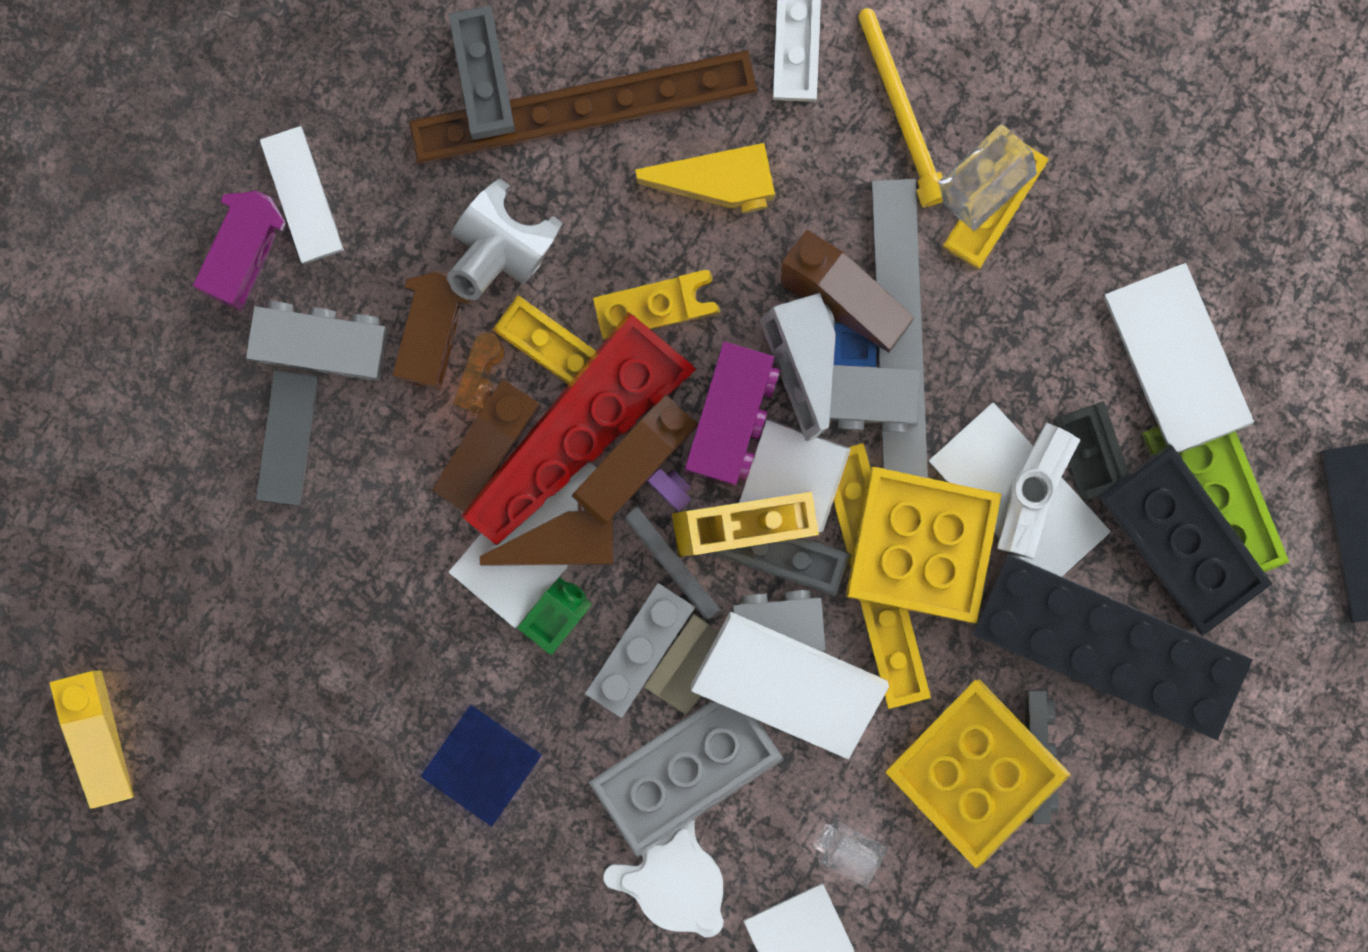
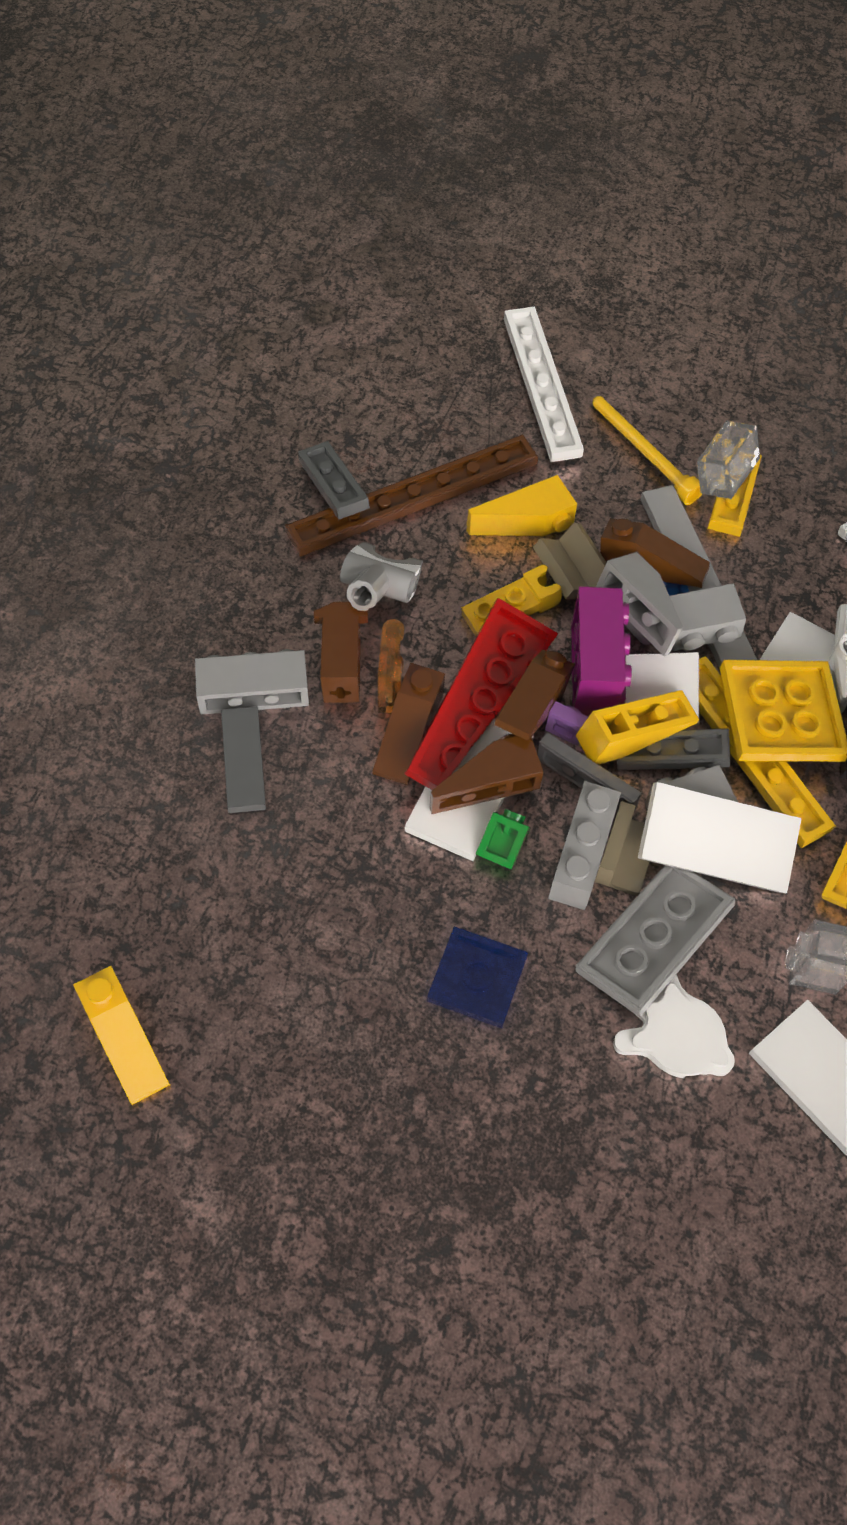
camera: 15 degrees left, 25 degrees down
(239, 248) = (173, 628): magenta piece -> none
(301, 195) = (215, 590): white tile -> none
(543, 340) = (433, 647): yellow tile -> none
(745, 271) = (571, 560): none -> dark tan panel

